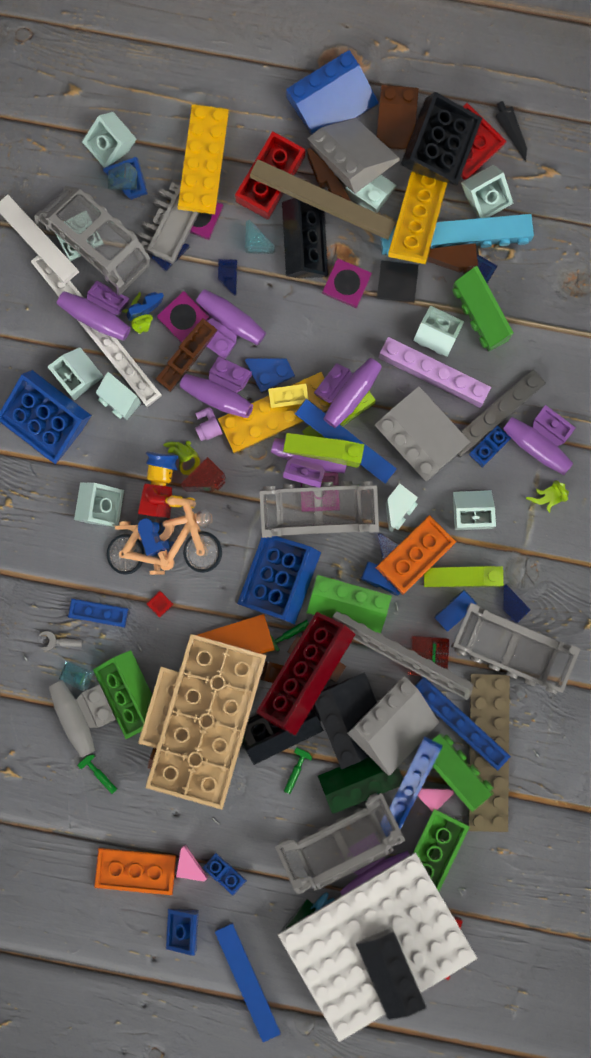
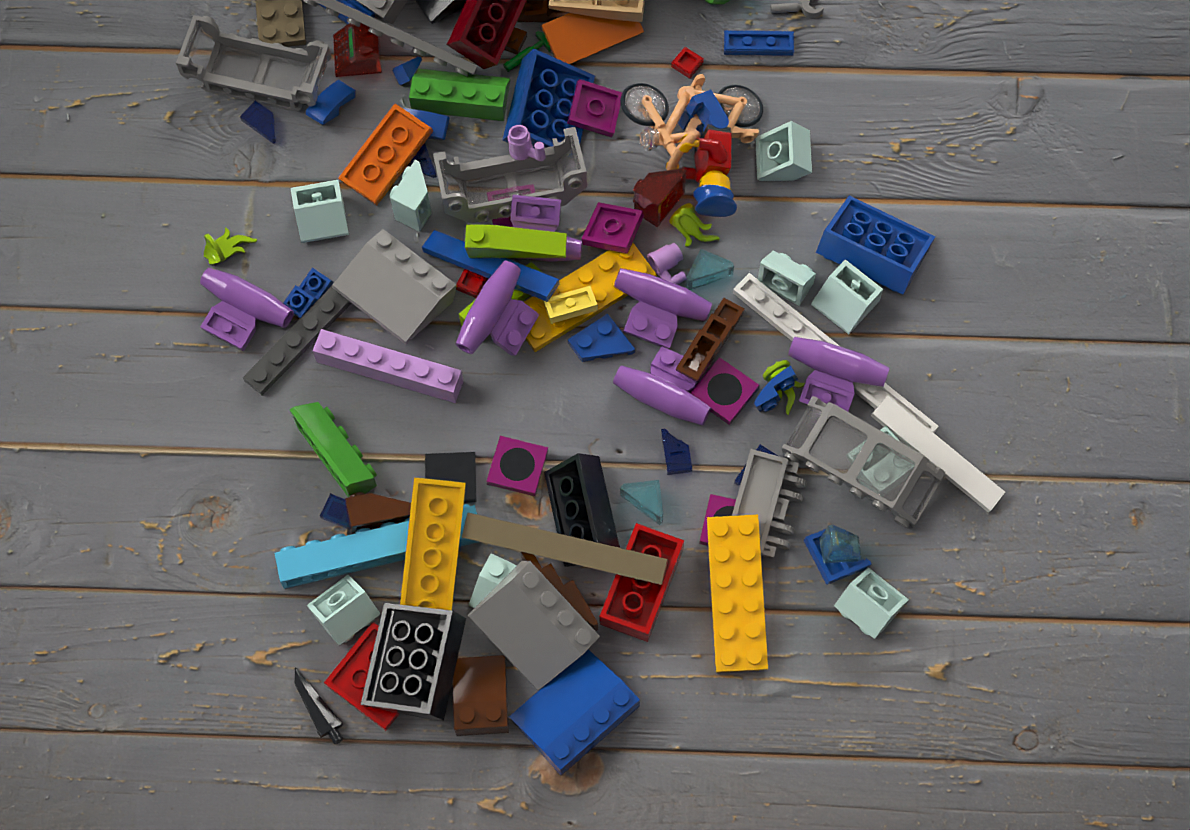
camera: 170 degrees right, 15 degrees down
(178, 414) = (708, 269): none -> clear light blue slope
(242, 570) = (595, 108): none -> magenta tile
(245, 461) = (612, 227): none -> magenta tile
(306, 534) = (521, 146): none -> lavender piece
(363, 434) = (470, 283): none -> red tile
(390, 629) = (406, 70): none -> blue slope
(438, 331) = (388, 420): light aqua slope -> none
(464, 577) = (317, 140): lime slope -> none

